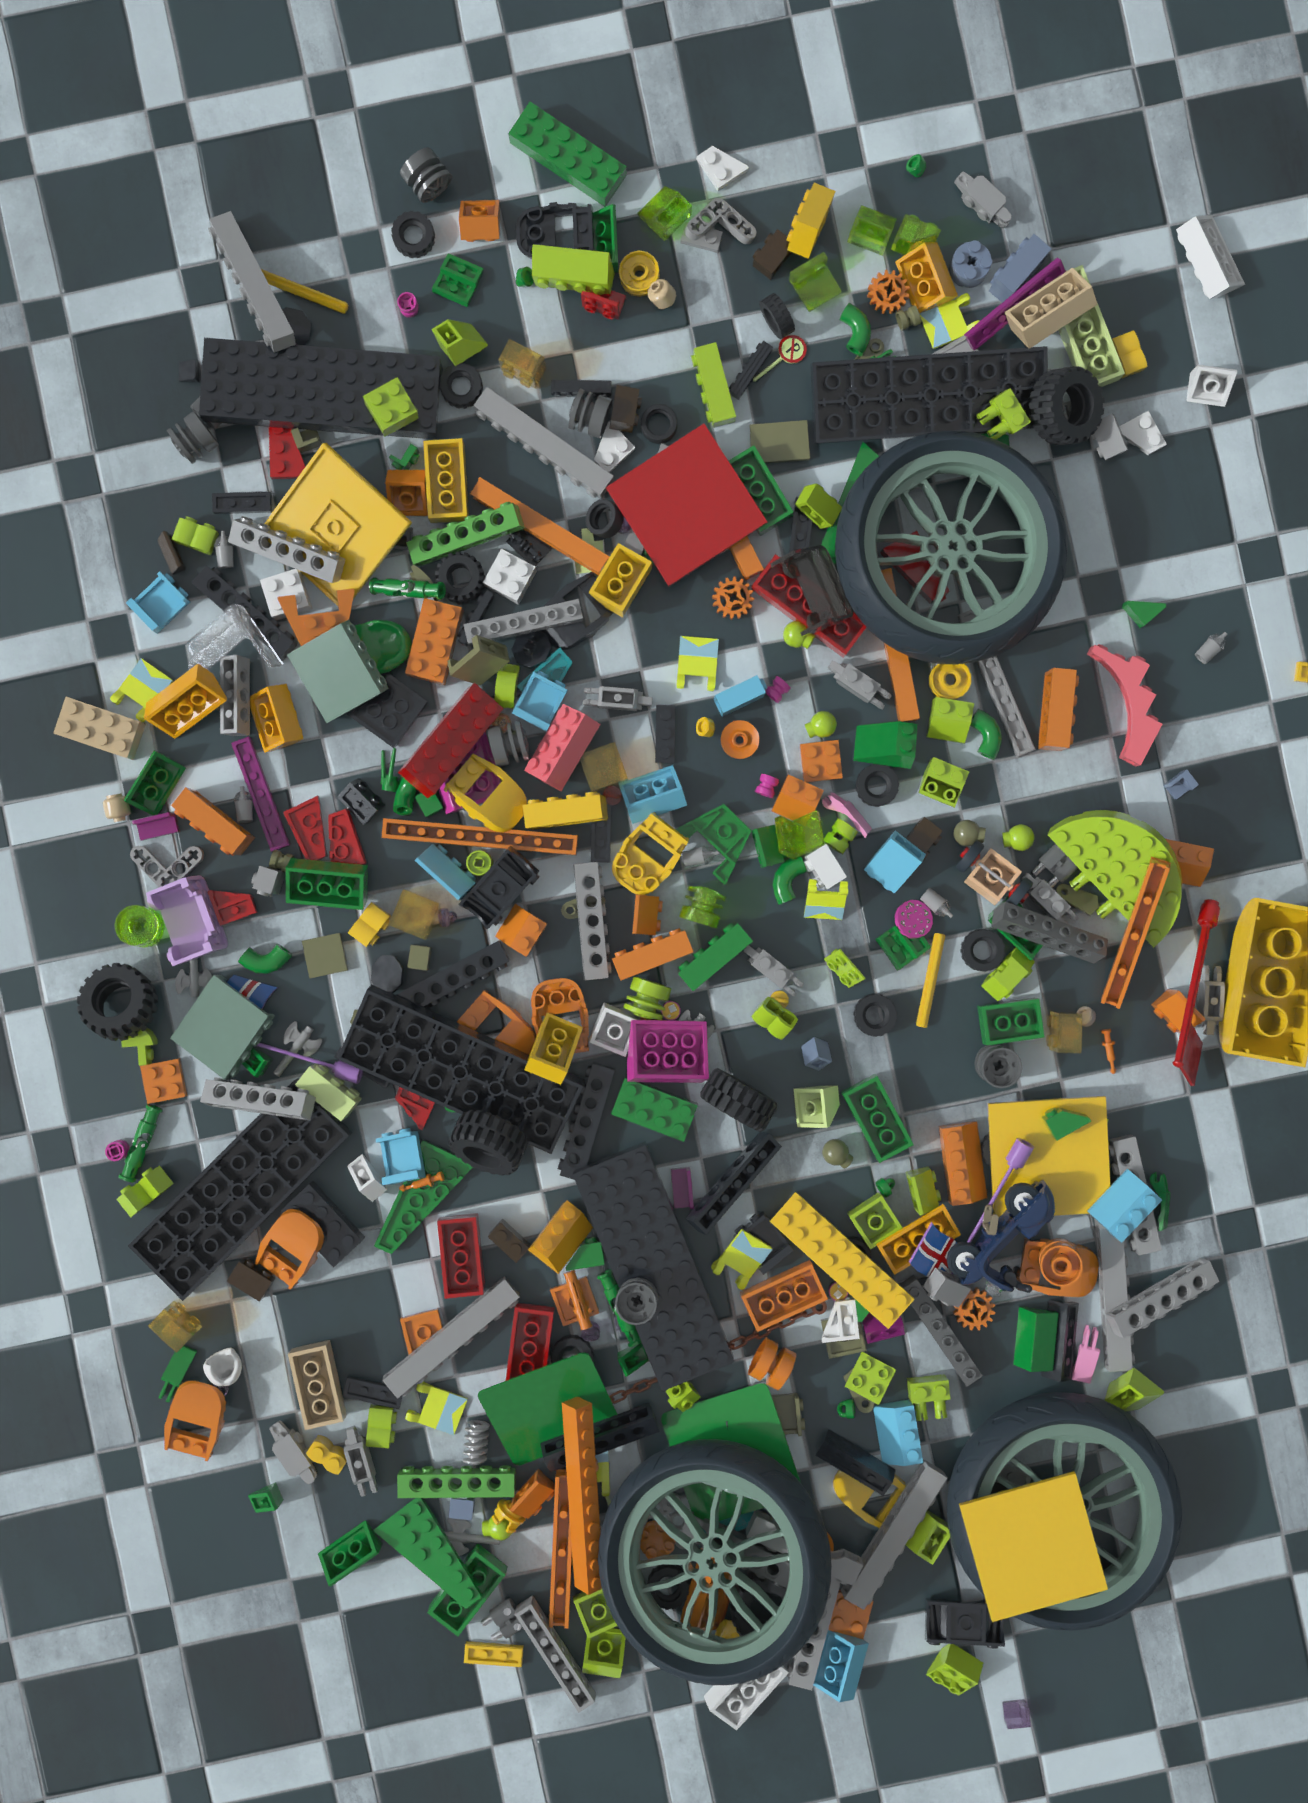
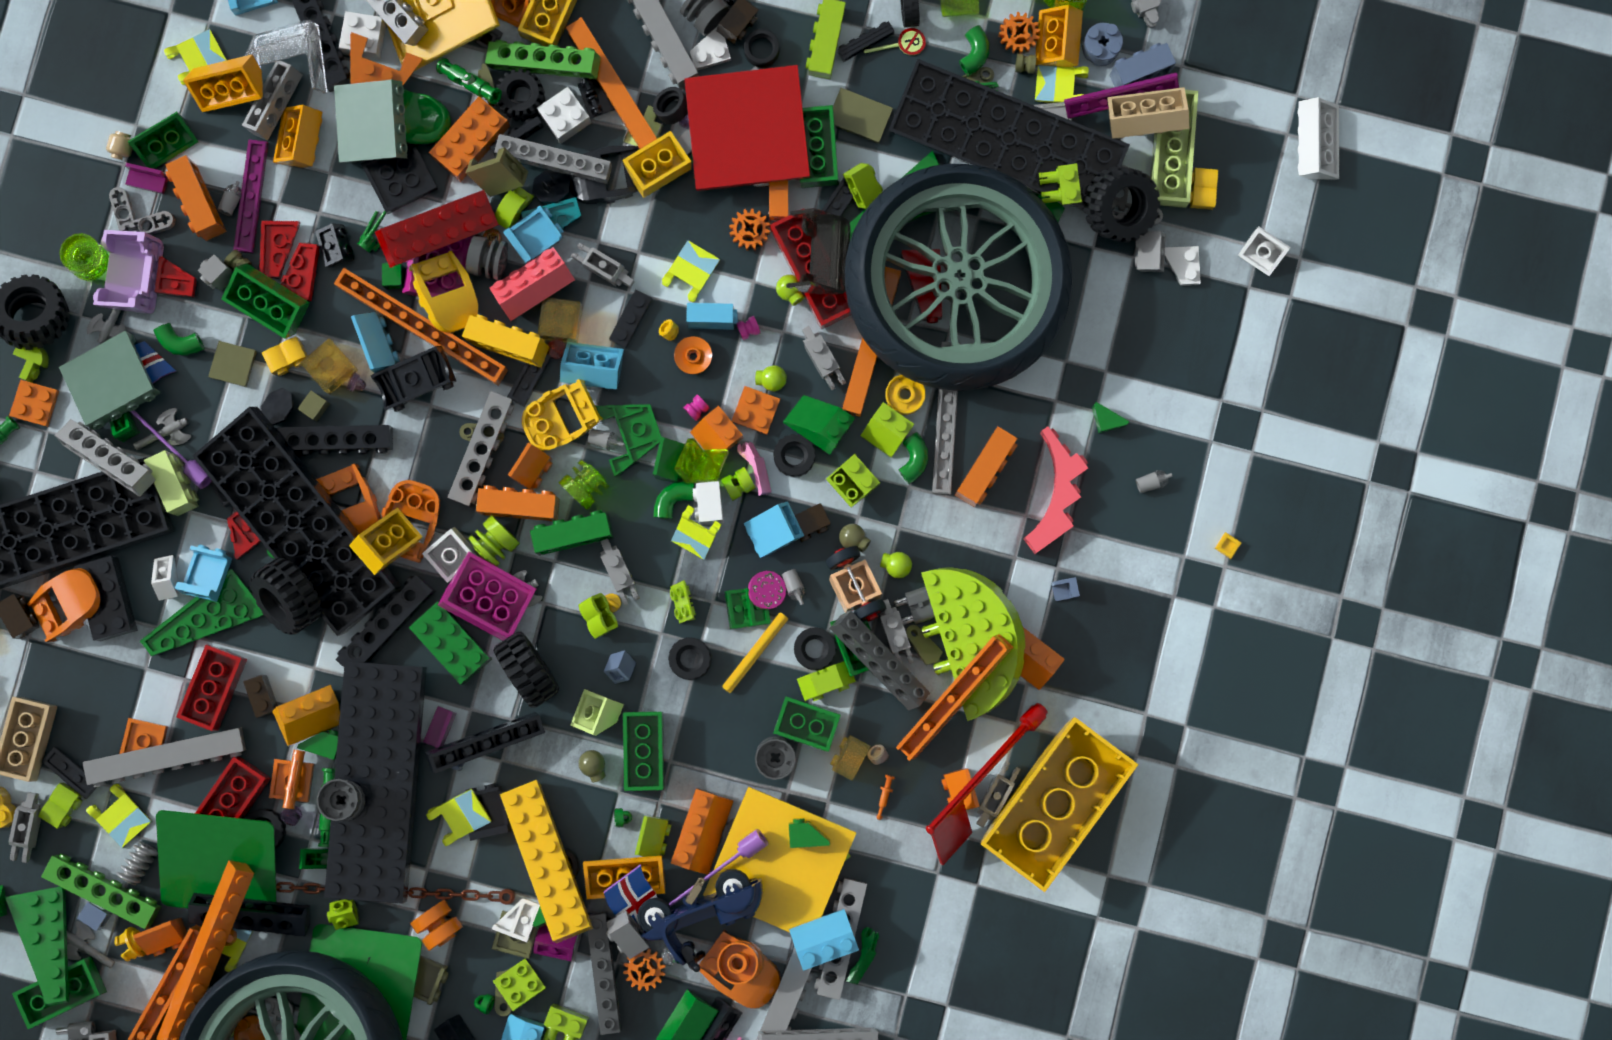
camera: 25 degrees right, 5 degrees down
(99, 728) = (141, 71): tan brick -> none
(404, 798) = (372, 261): green cylinder -> none
(429, 1180) = (218, 606): orange piece -> none
(479, 862) = (407, 347): lime wheel -> none
(498, 1531) = (113, 952): lime piece -> none
(521, 930) = (415, 428): orange slope -> none
(672, 1010) = (511, 564): pearl gold tile -> none
(783, 1295) = (479, 869): orange brick -> none
(837, 1292) = (528, 892): tile -> none
(874, 1220) = (594, 841): lime brick -> none

